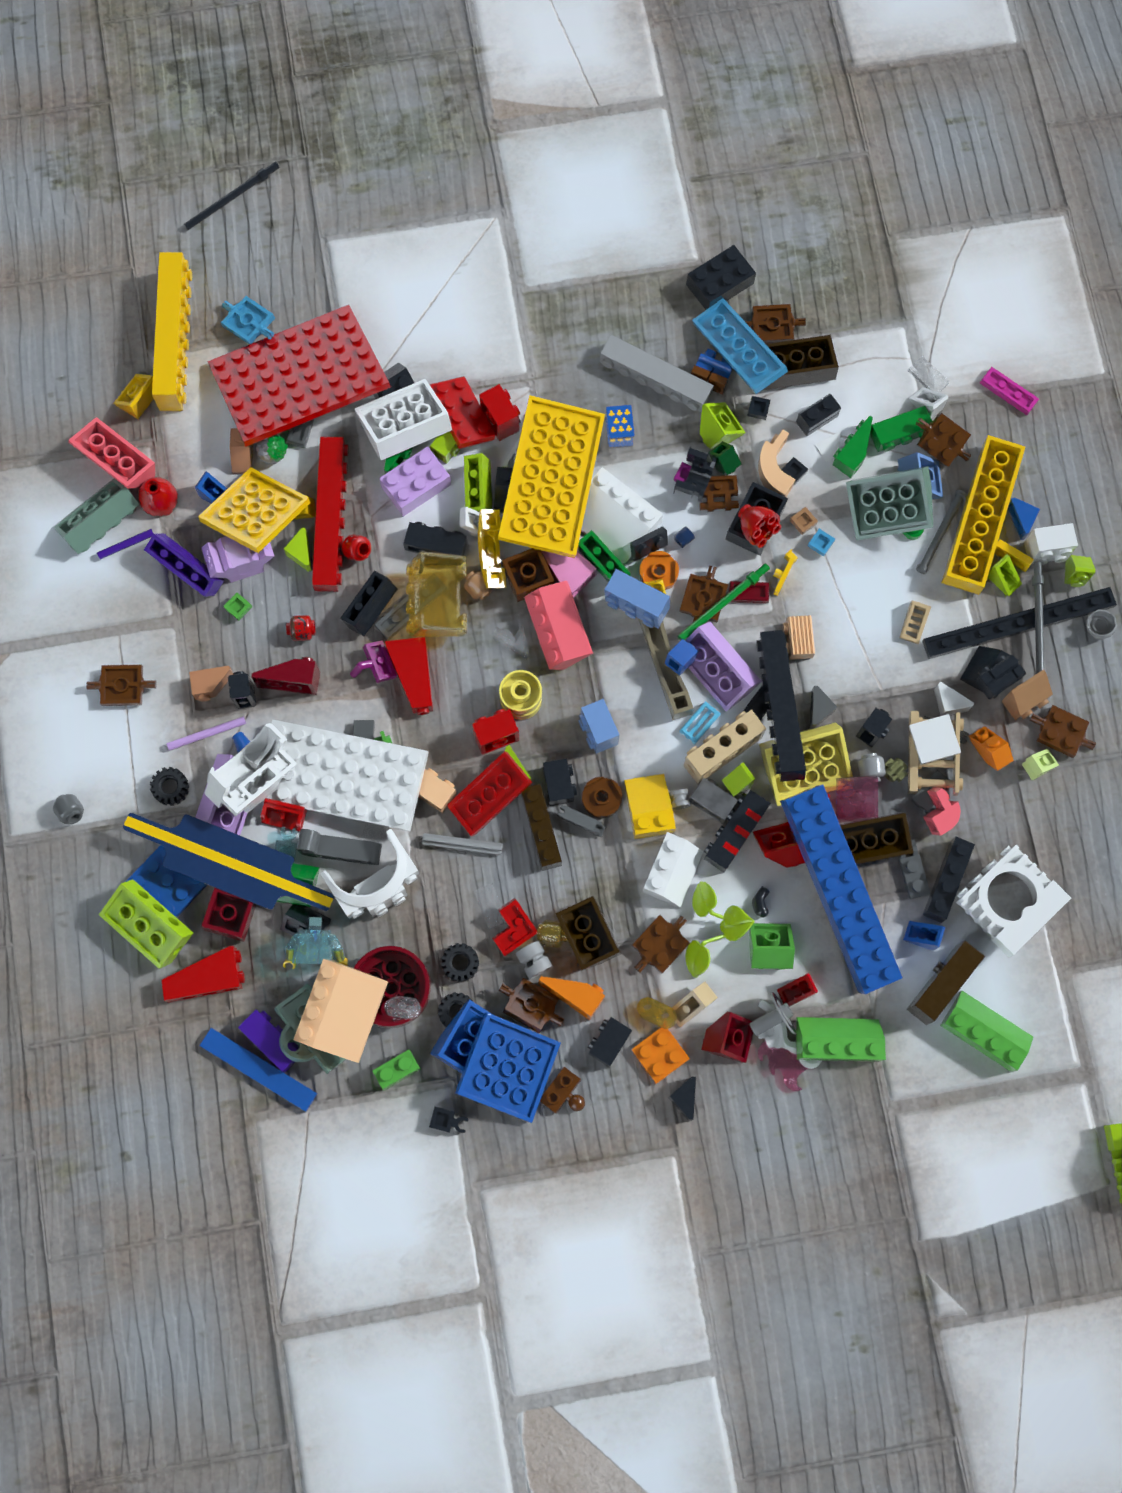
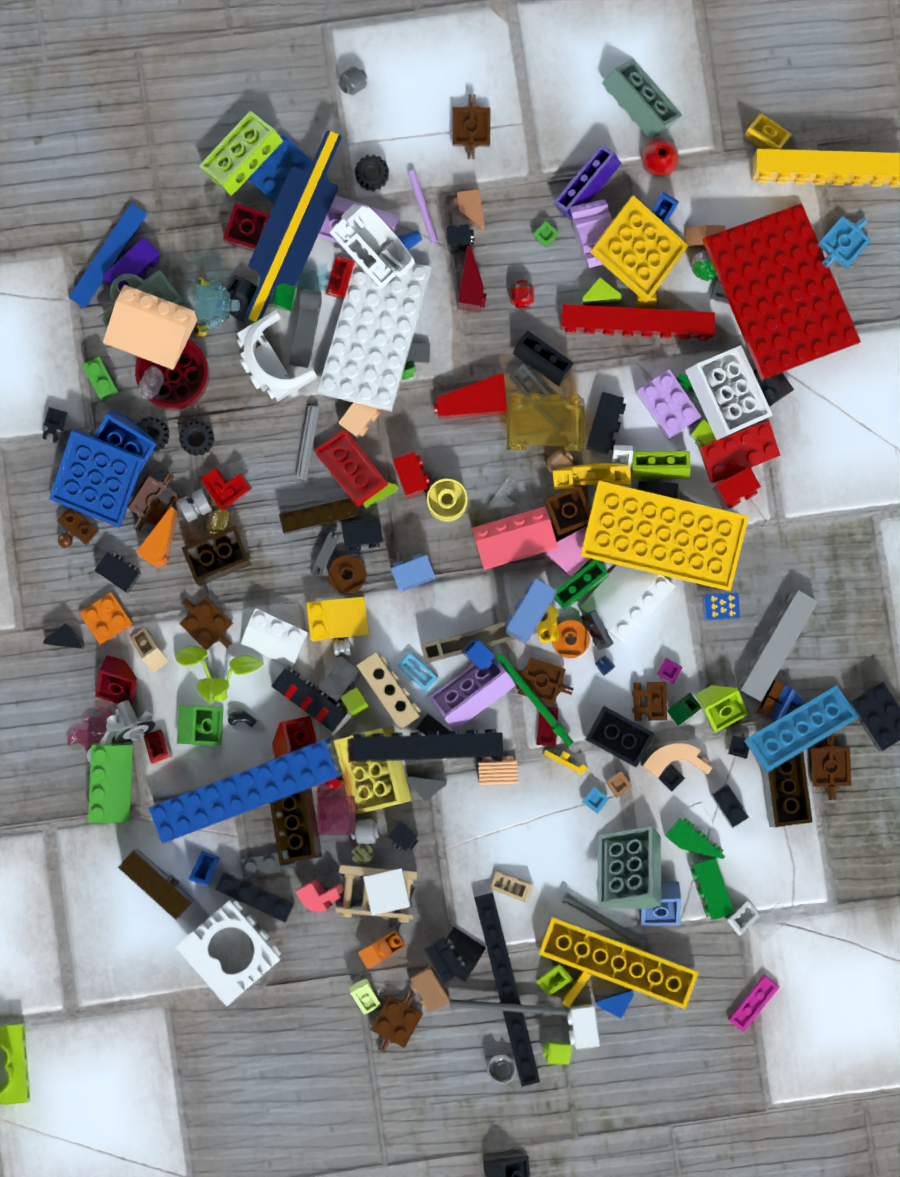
camera: 95 degrees right, 10 degrees up
(113, 454) = (699, 113): coral slope -> none
(125, 544) = (613, 127): dark purple bar -> none
(206, 977) = (192, 211): red slope -> none
(356, 547) = (600, 347): red head -> none
(378, 661) = (486, 366): magenta plate -> none
(656, 1012) = (143, 616): clear yellow plate -> none
(698, 476) = (664, 680): black piece -> none
(758, 524) = (606, 734): red piece -> none
(943, 439) = (698, 929): reddish brown plate -> none
(951, 701) = (428, 913): white slope -> none
(987, 1032) = (113, 922): bright green slope -> none

